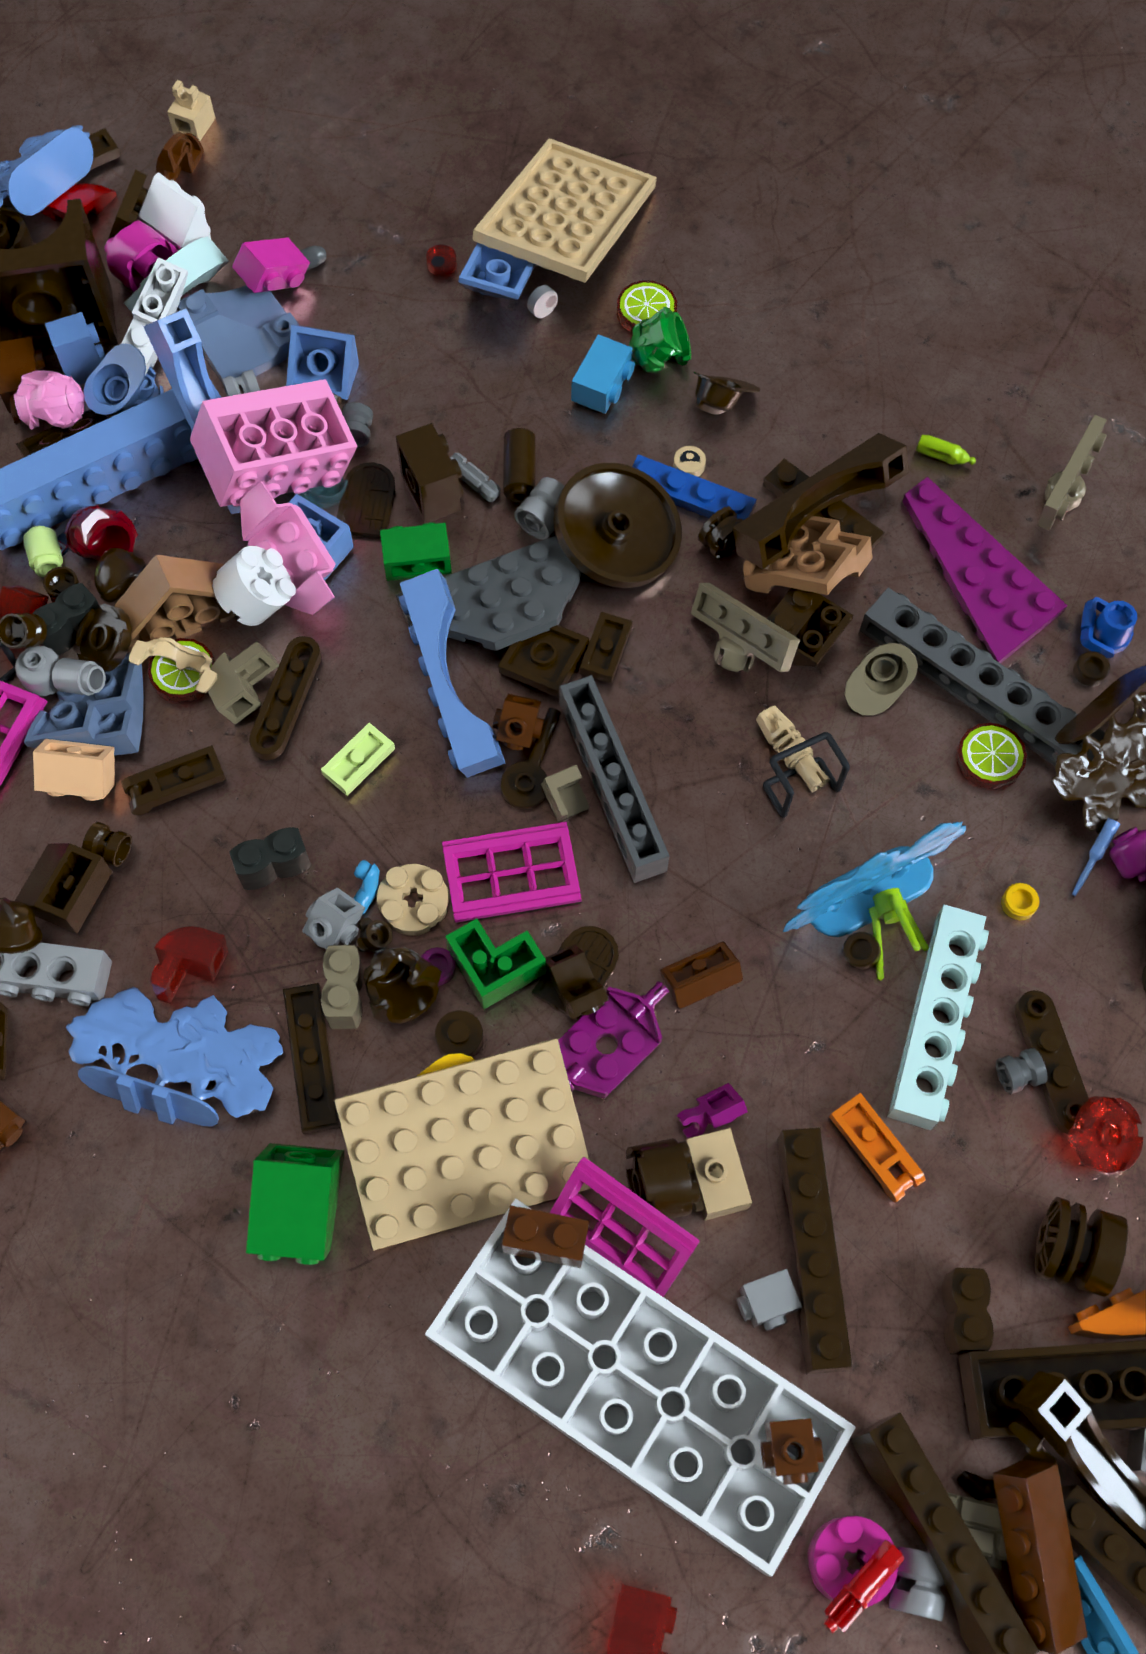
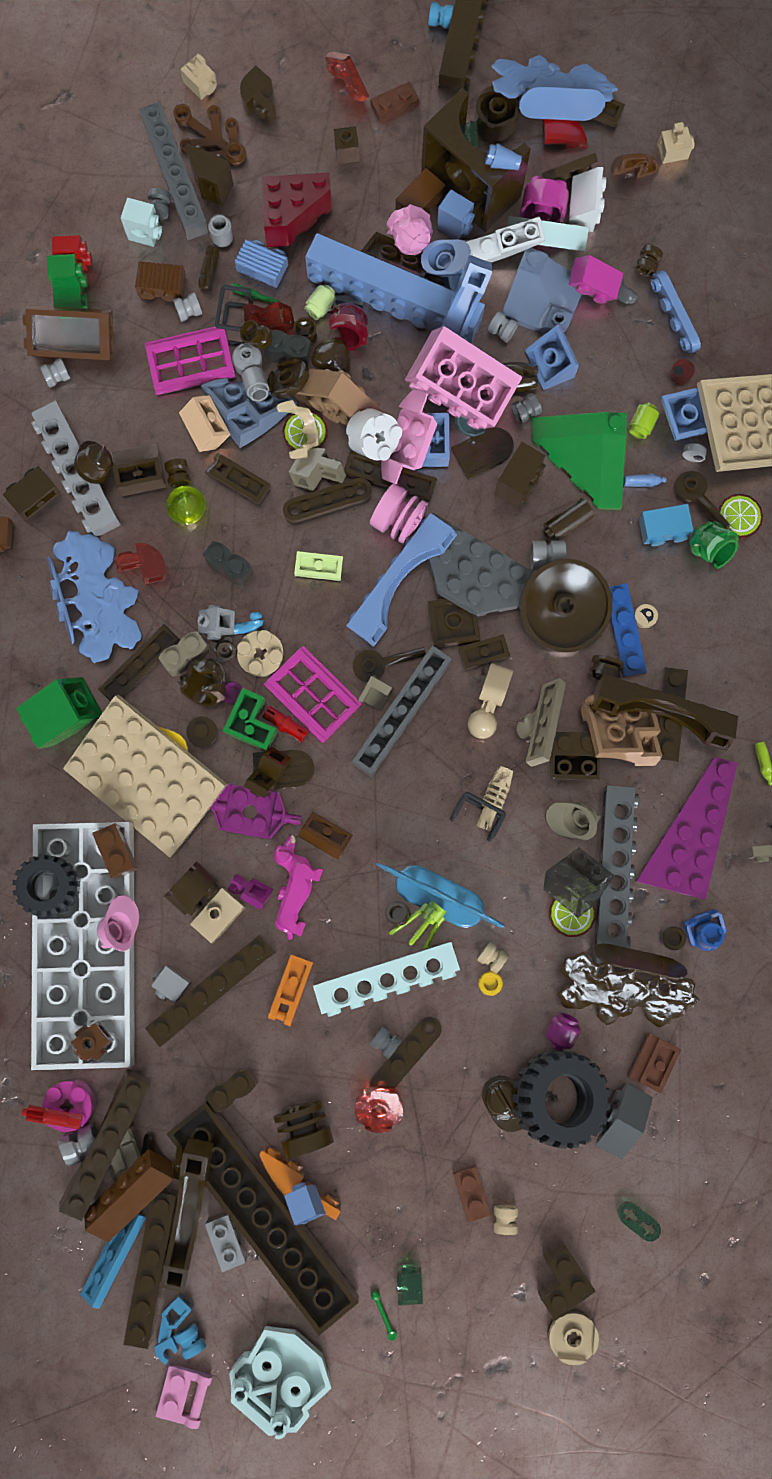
camera: 55 degrees right, 15 degrees up
(66, 224) = (502, 158): none -> medium blue cone
(155, 861) = (185, 505): none -> clear neon green hat
(293, 212) = (648, 260): none -> dark brown wheel
(350, 591) = (413, 481): none -> dark brown plate
(370, 624) = (395, 512): none -> bright pink wheel
(372, 222) = (678, 317): none -> medium blue plate
(415, 550) = (468, 503): green brick -> none
(459, 394) = (589, 450): none -> green slope
(466, 325) = (643, 420): none -> lime brick
(477, 479) = (543, 498): light grey axle -> none
(491, 1354) = (26, 885): none -> black tyre
(519, 710) = (400, 636): reddish brown brick -> none
(531, 369) = (647, 480): none -> medium blue piece
(533, 922) = (285, 723): none -> red pin
(580, 328) = (692, 487): none -> dark brown piece
(639, 1210) = (150, 919): dark pink piece -> none
(651, 1303) = (119, 924): none -> bright pink piece
(663, 661) = (483, 722): none -> tan beam
(720, 393) = (708, 602): dark brown piece -> none
(750, 1050) = (297, 887): none -> dark pink animal
(961, 717) = (577, 881): none -> clear smoke slope
(990, 874) = (493, 957): none -> tan wheel
(1098, 850) = (550, 1009): medium blue piece -> none

